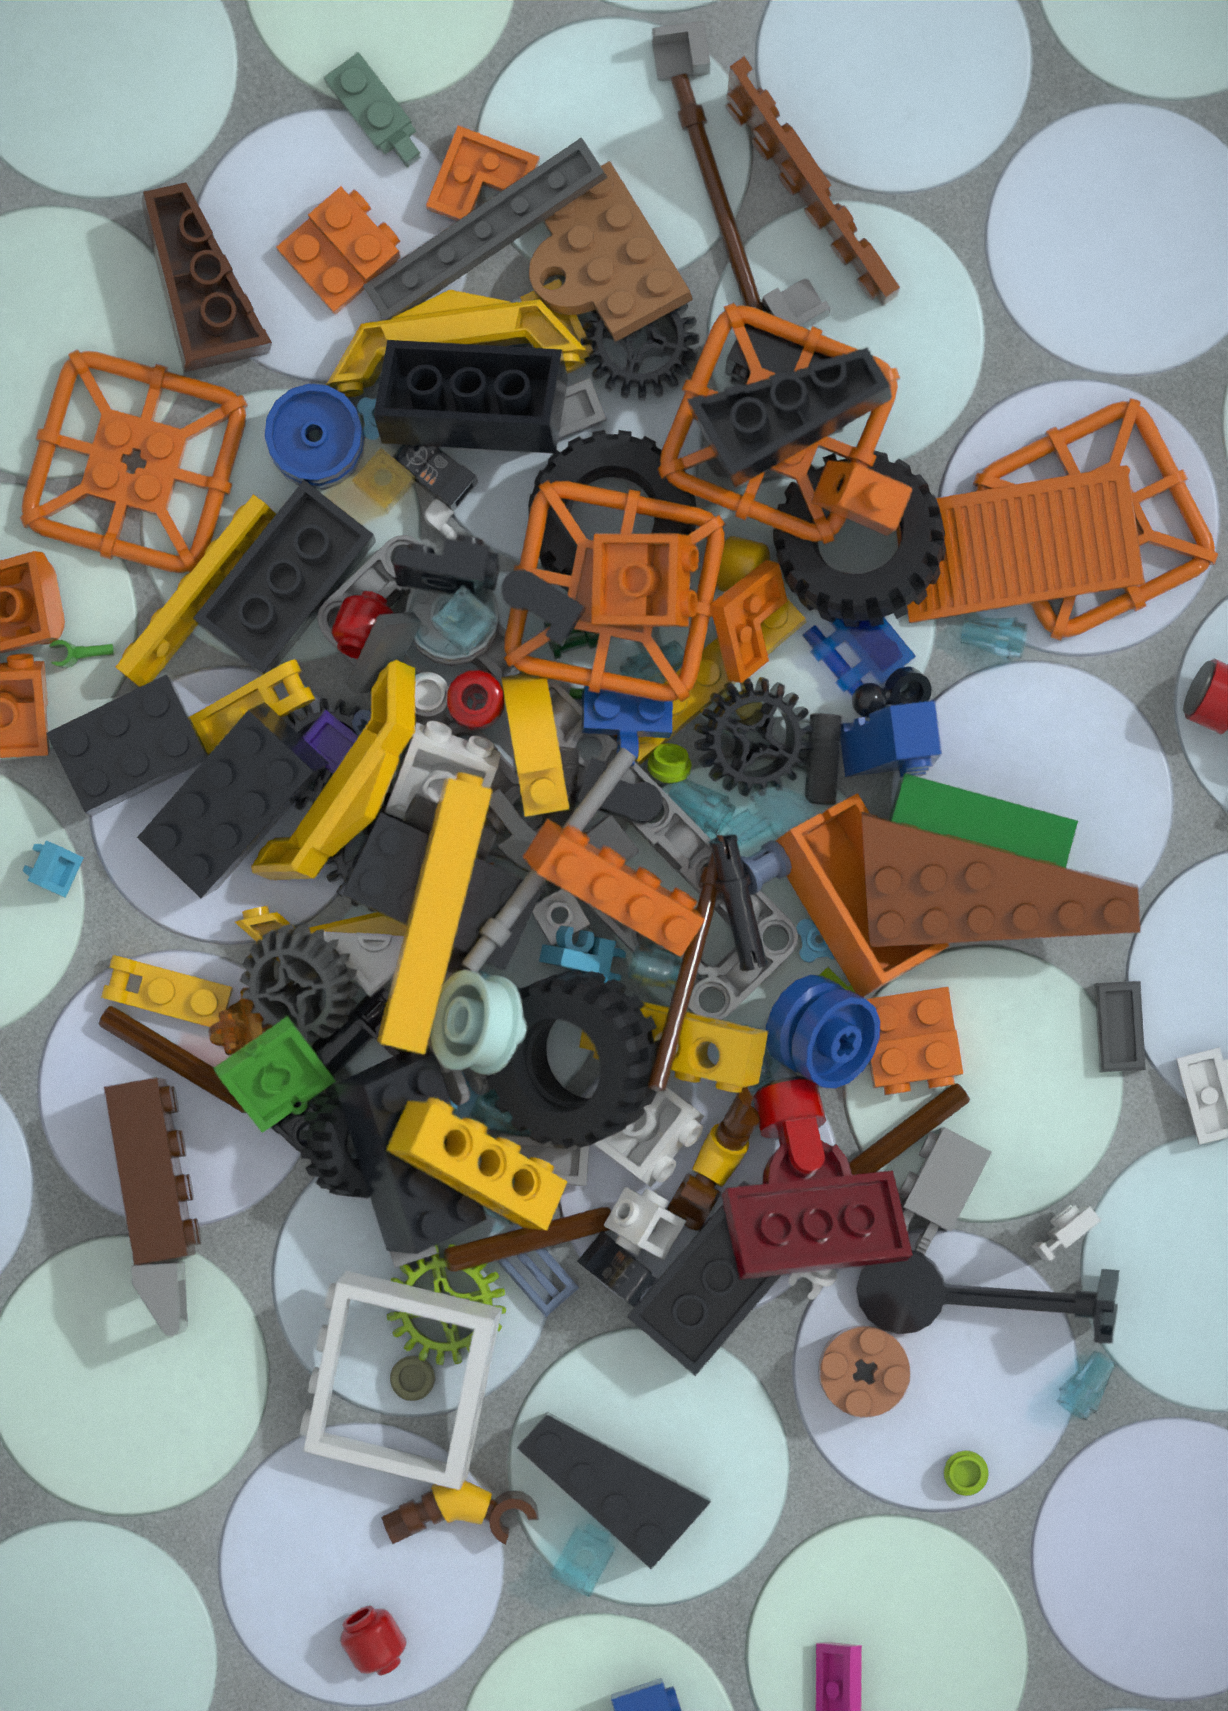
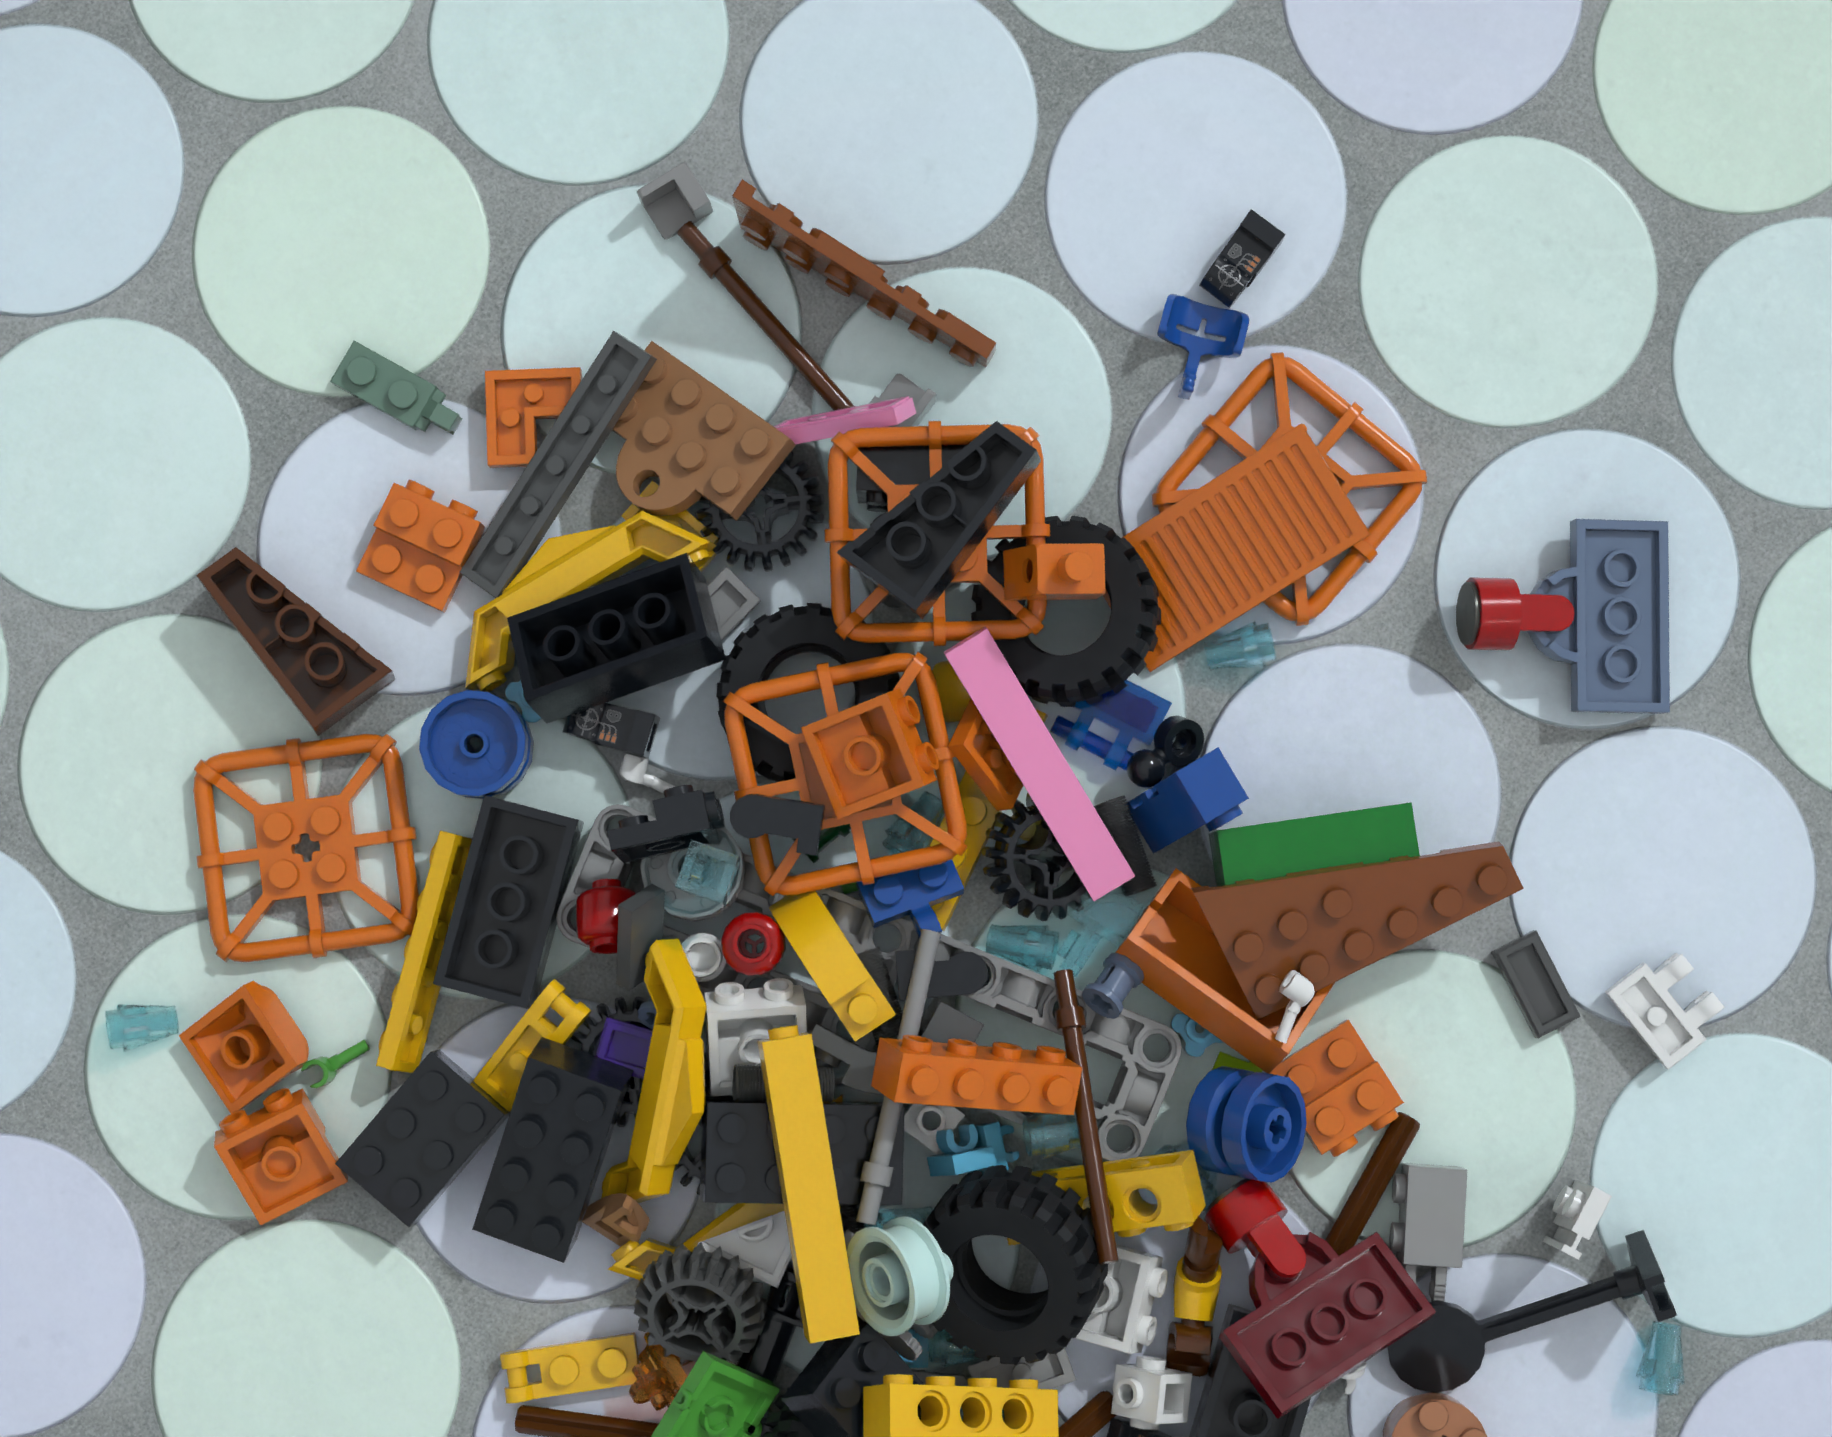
camera: 20 degrees left, 0 degrees up
(54, 868) = (402, 1294): medium azure tile -> none
(261, 882) = (617, 1218): none -> medium nougat slope
(388, 495) = (577, 770): clear yellow plate -> none
(669, 763) = (974, 917): lime plate -> none
(725, 294) = (828, 424): none -> bright pink tile
(734, 885) = (1095, 1018): black pin -> none
(780, 653) = (1039, 763): none -> bright pink tile
(914, 935) = (1300, 993): none -> white hand
(1075, 335) = (1219, 322): none -> blue helmet
(1140, 307) = (1242, 258): none -> black leg

